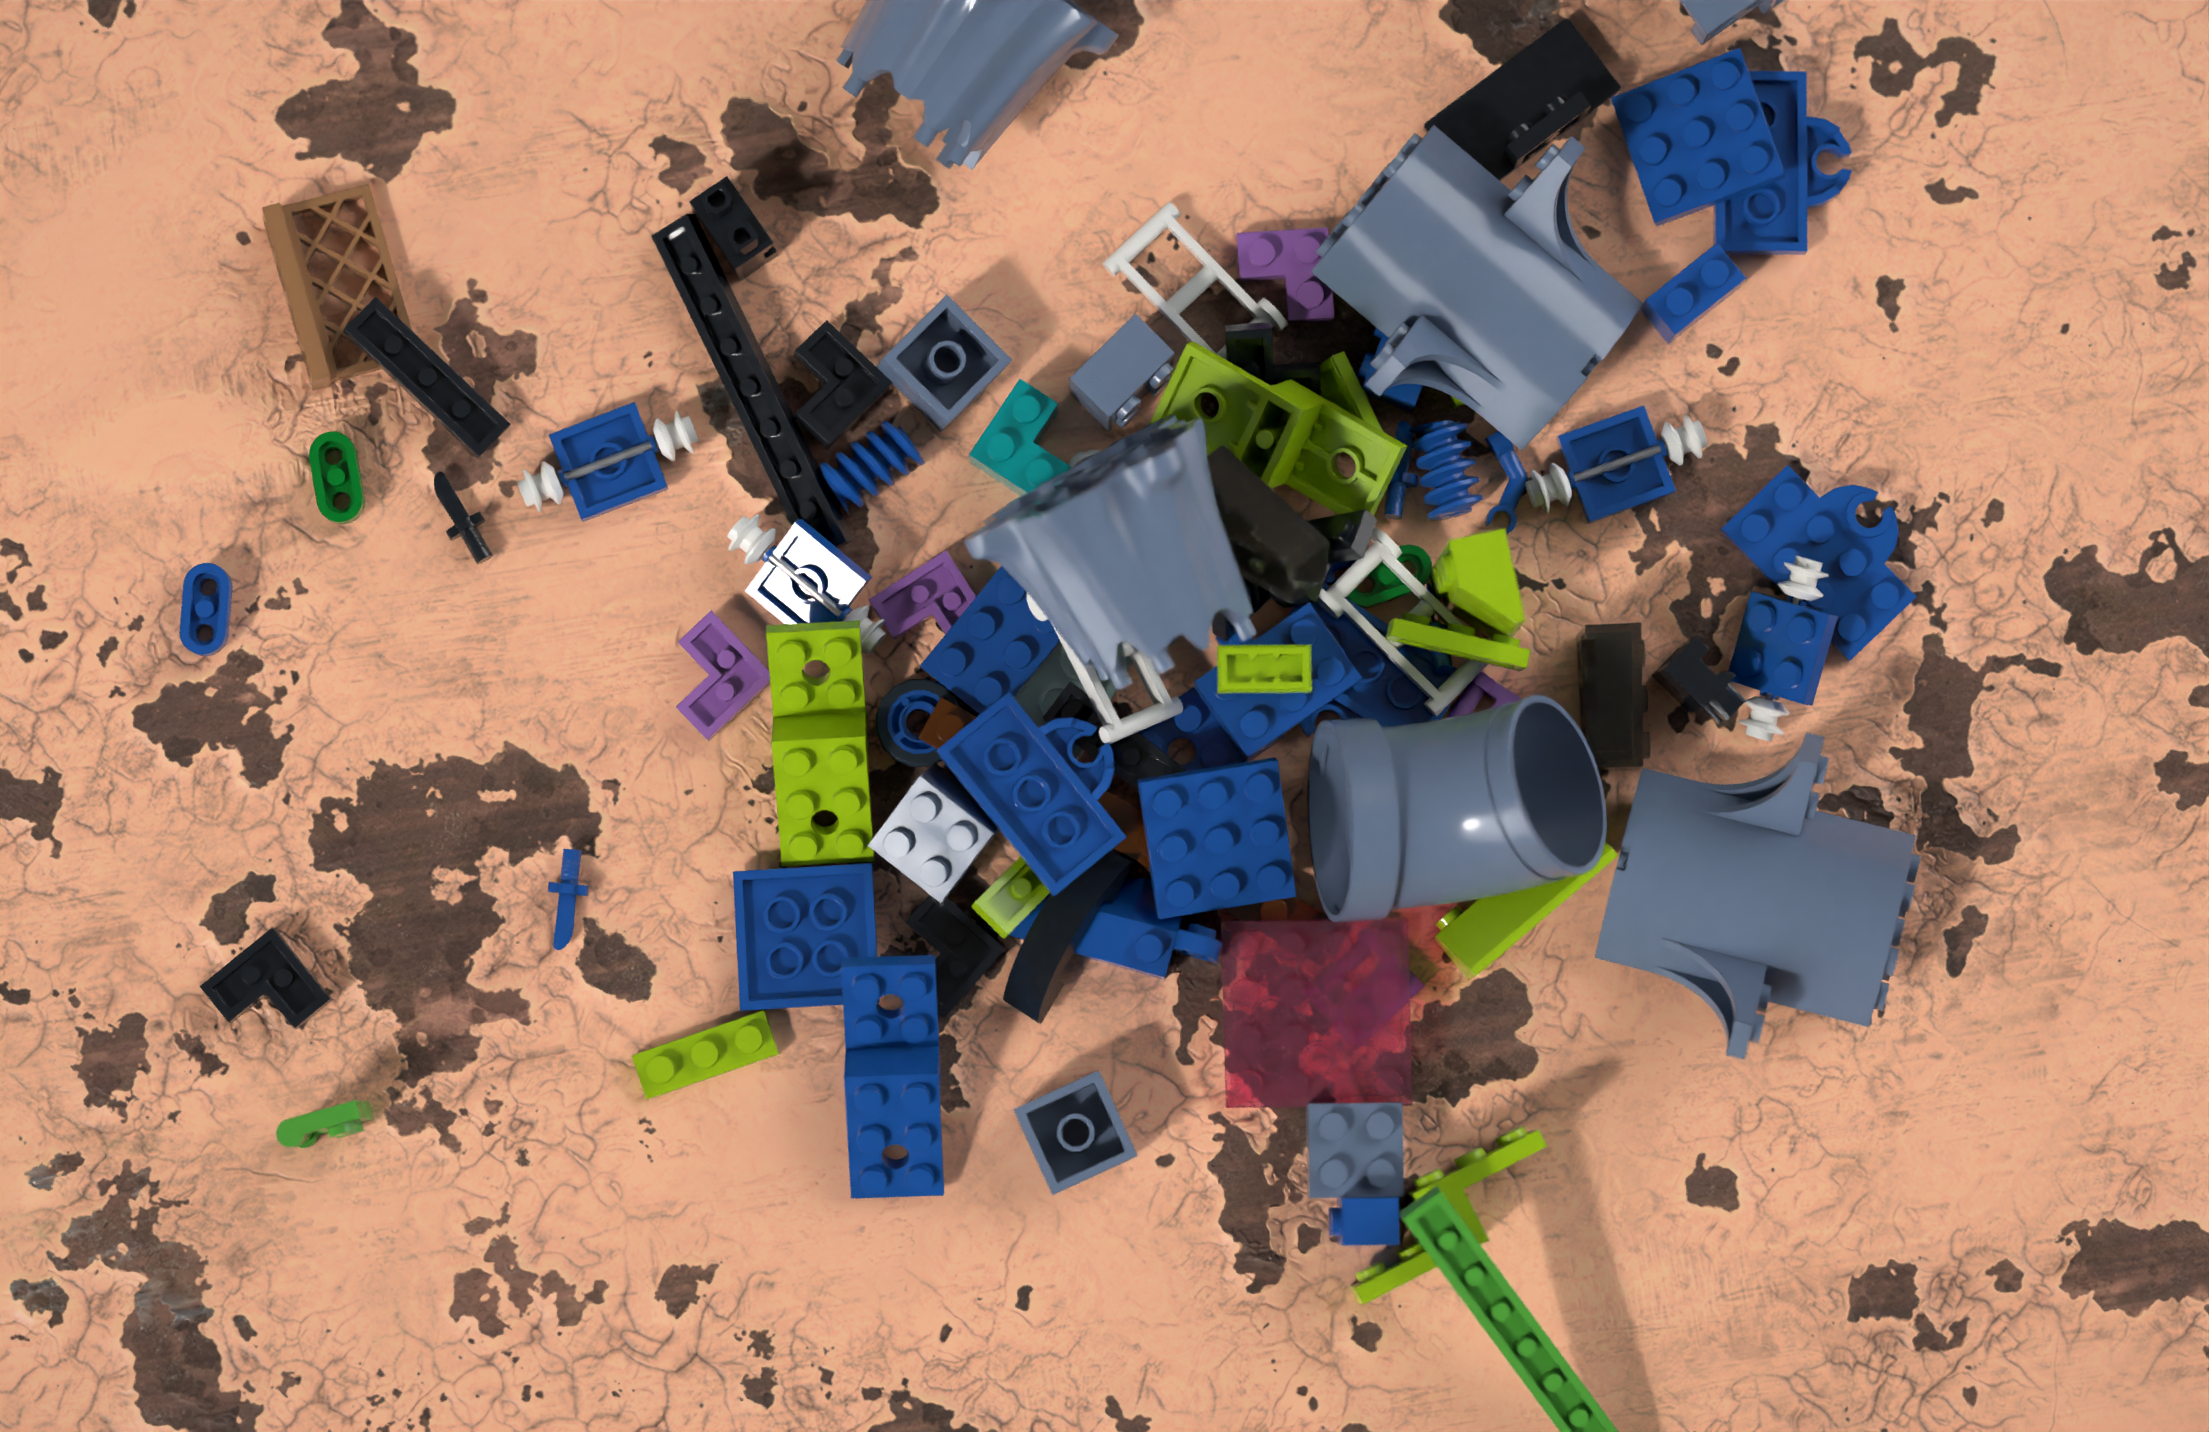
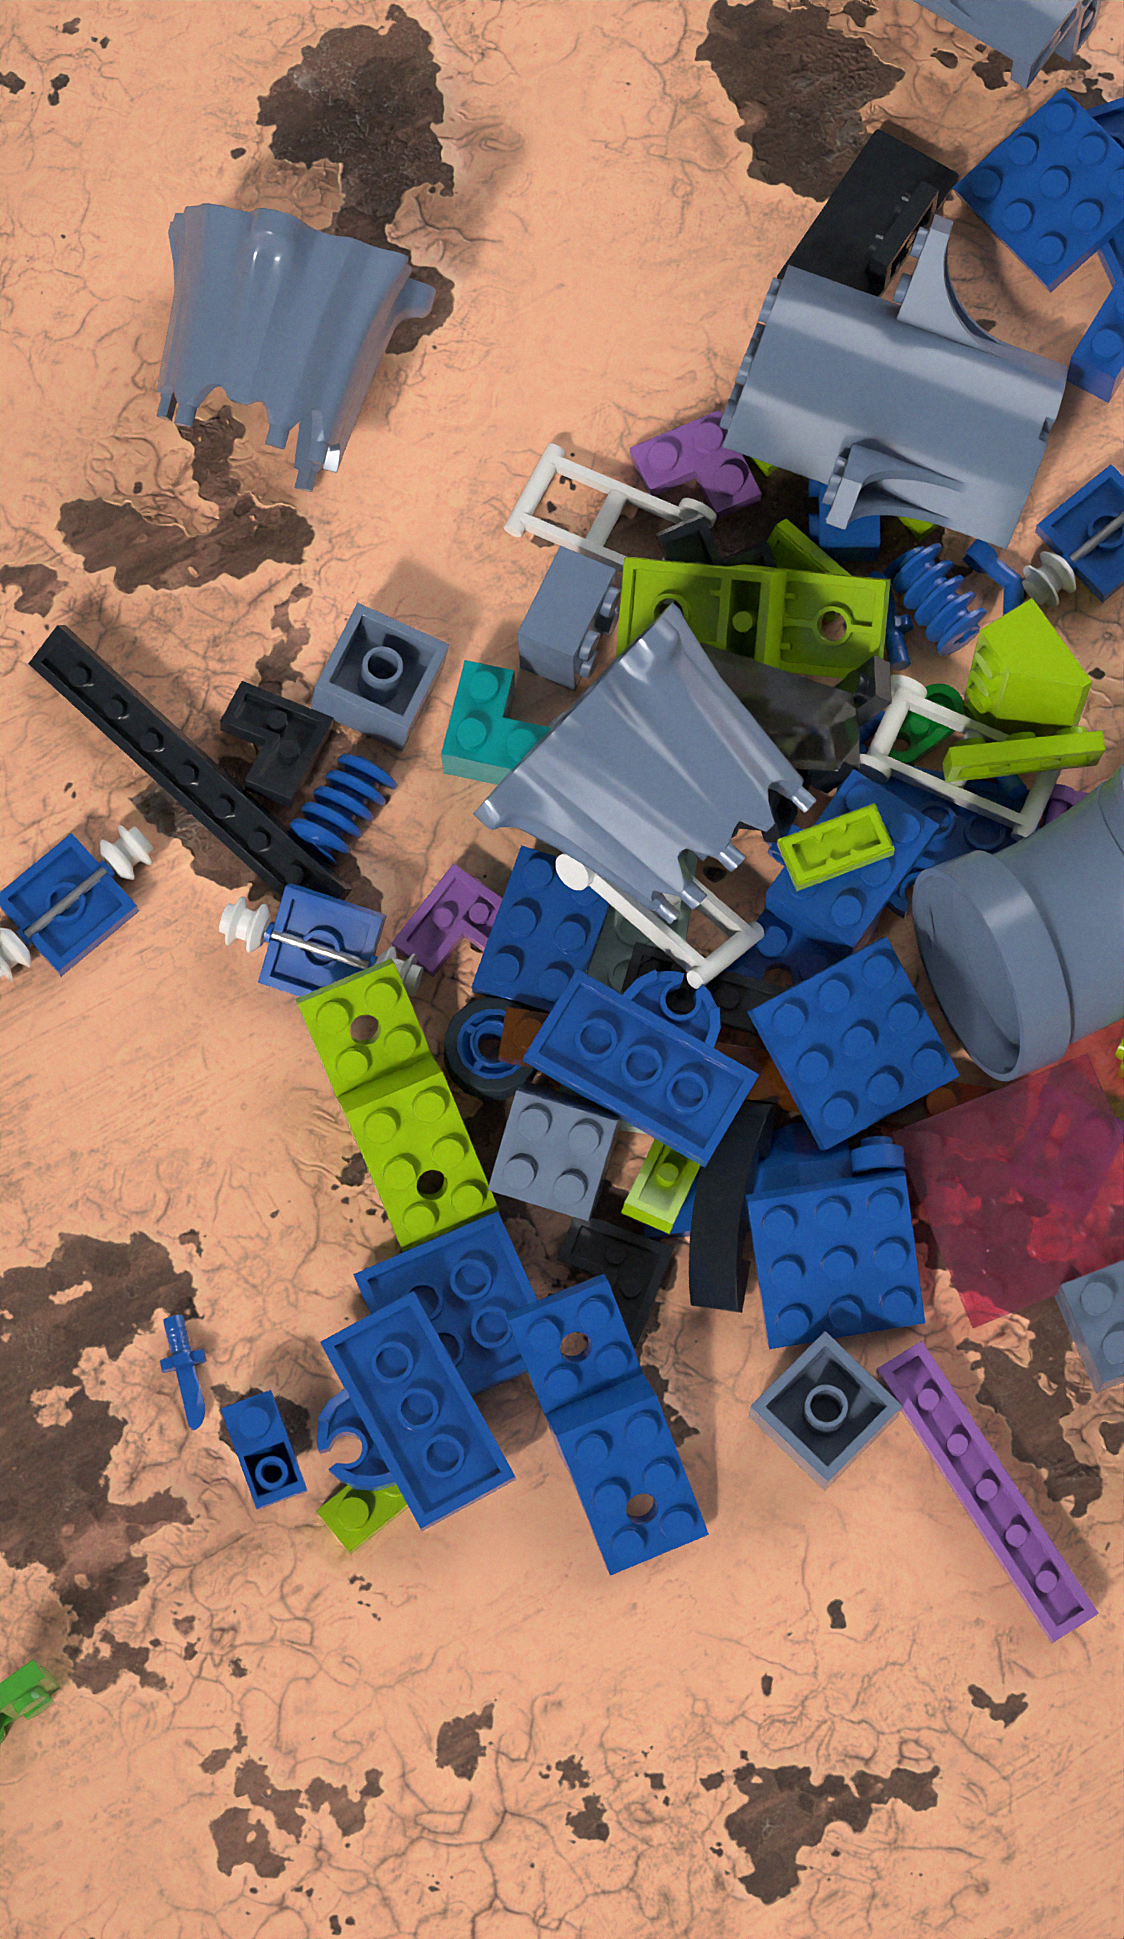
camera: 15 degrees left, 10 degrees down
(606, 993) = (264, 1449): none -> blue slope
(732, 680) = (277, 1075): medium lavender plate -> none
(733, 228) = (111, 624): black hips -> none
(734, 1009) = (409, 1415): none -> blue plate
(1133, 1010) = (835, 1258): none -> blue plate
(1183, 1246) = (987, 1492): none -> medium lavender plate

